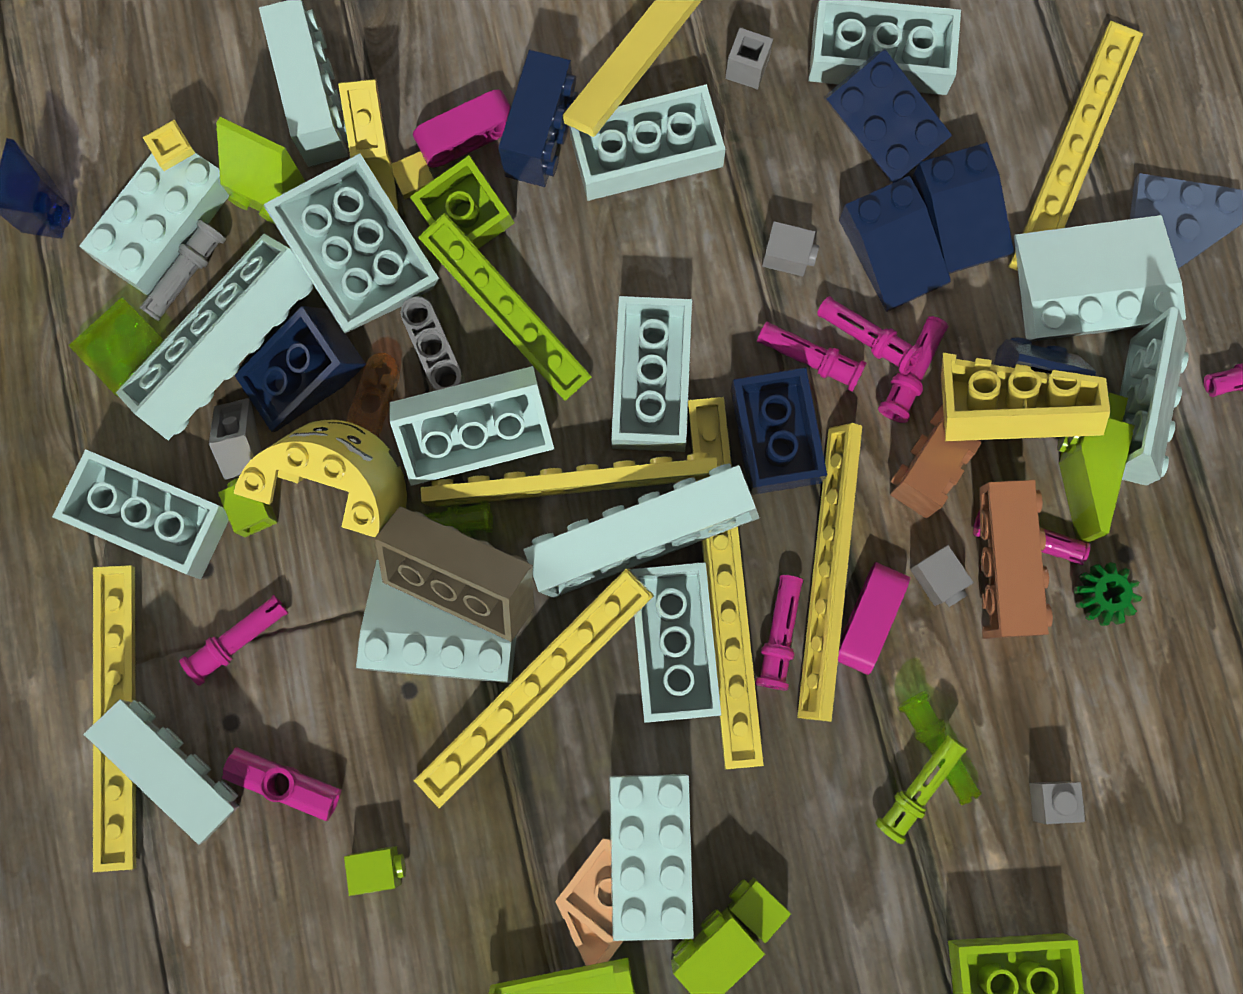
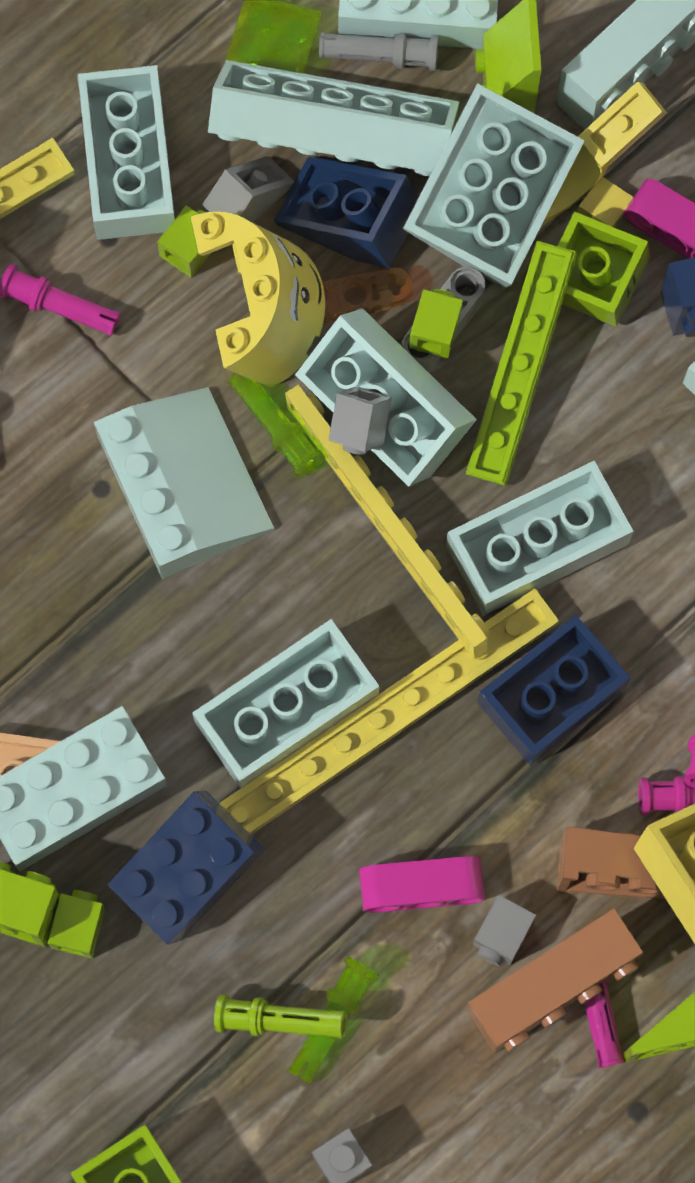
camera: 55 degrees right, 5 degrees down
(437, 351) = (436, 322): none -> lime brick
(456, 573) = (233, 460): dark tan brick -> none
(482, 455) = (360, 419): none -> light grey brick
(534, 687) = (169, 596): light yellow tile -> none
(642, 531) = (375, 611): light aqua brick -> none
(764, 796) = (186, 866): none -> dark blue brick
(777, 650) = (337, 810): dark pink pin -> none
(827, 362) = (656, 702): dark pink pin -> none
(830, 573) = (444, 818): light yellow tile -> none
(1118, 604) = (585, 1121): green gear -> none

